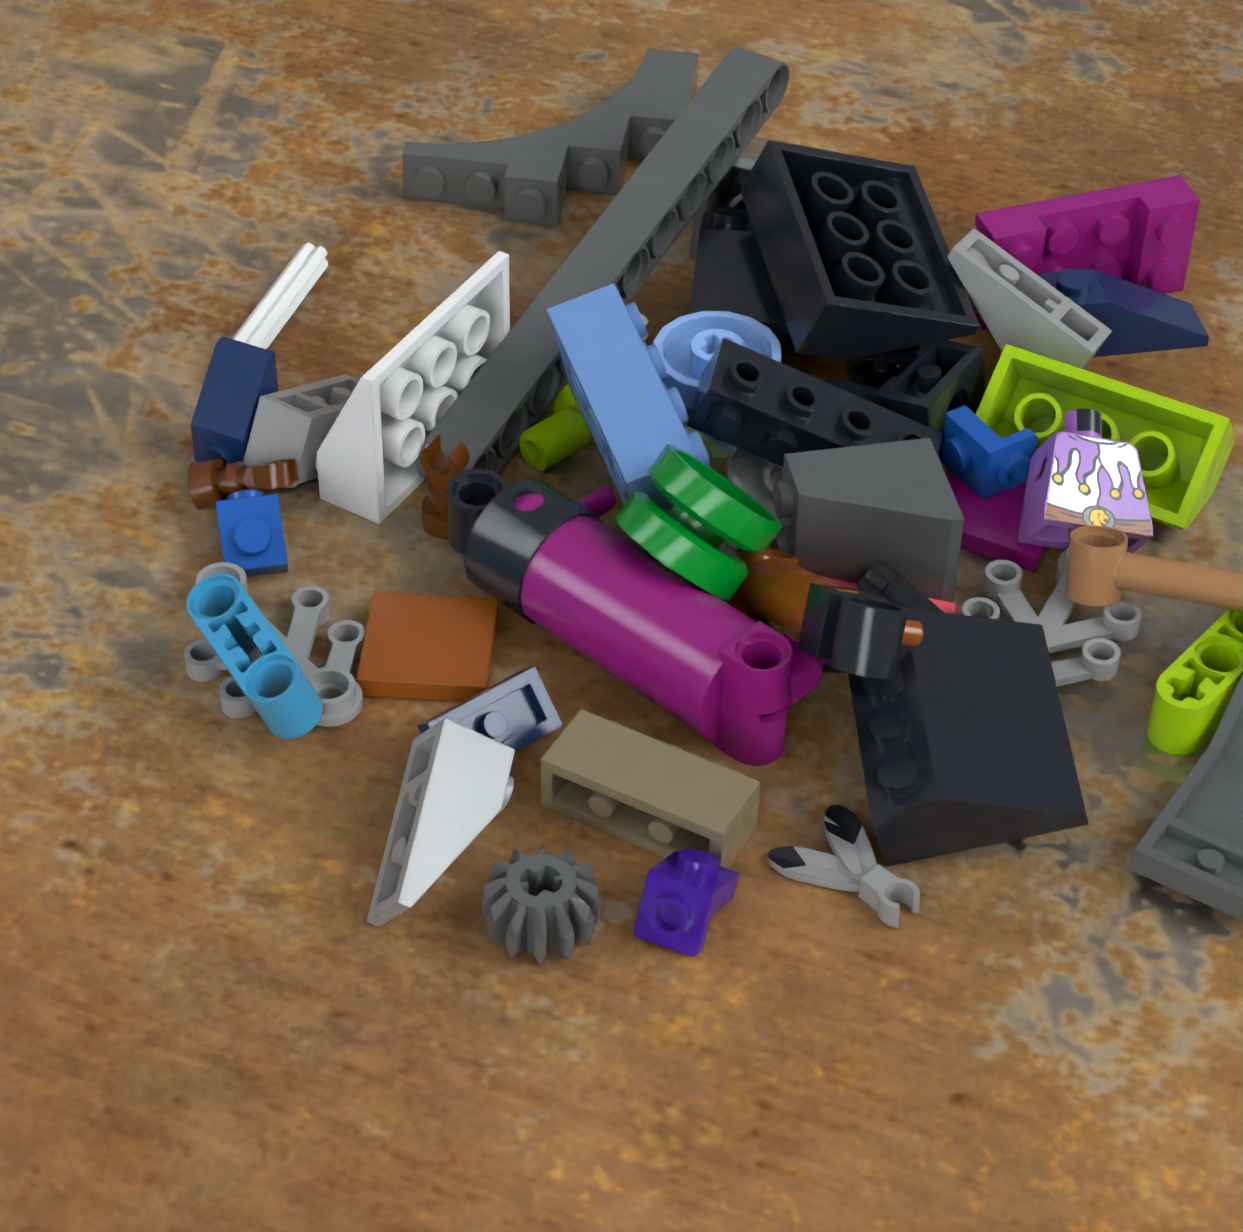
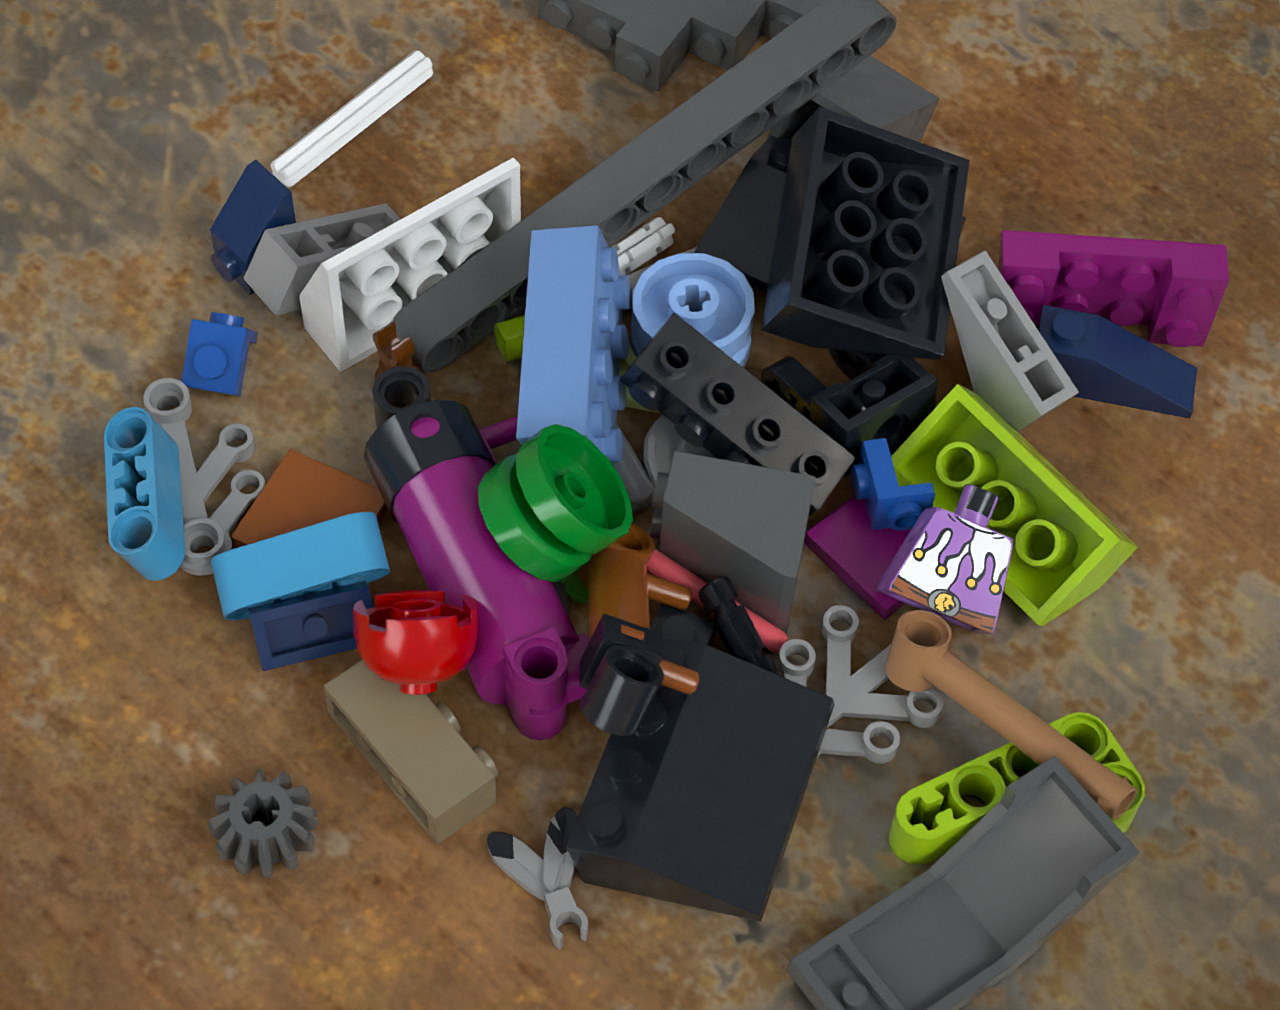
camera: 20 degrees right, 15 degrees up
(211, 483) = (210, 291): reddish brown piece -> none
(445, 800) = (228, 700): slope -> none
(448, 669) = (300, 563): none -> dark azure beam
(627, 676) = (416, 637): none -> red cylinder
(681, 899) = (388, 857): dark purple bracket -> none

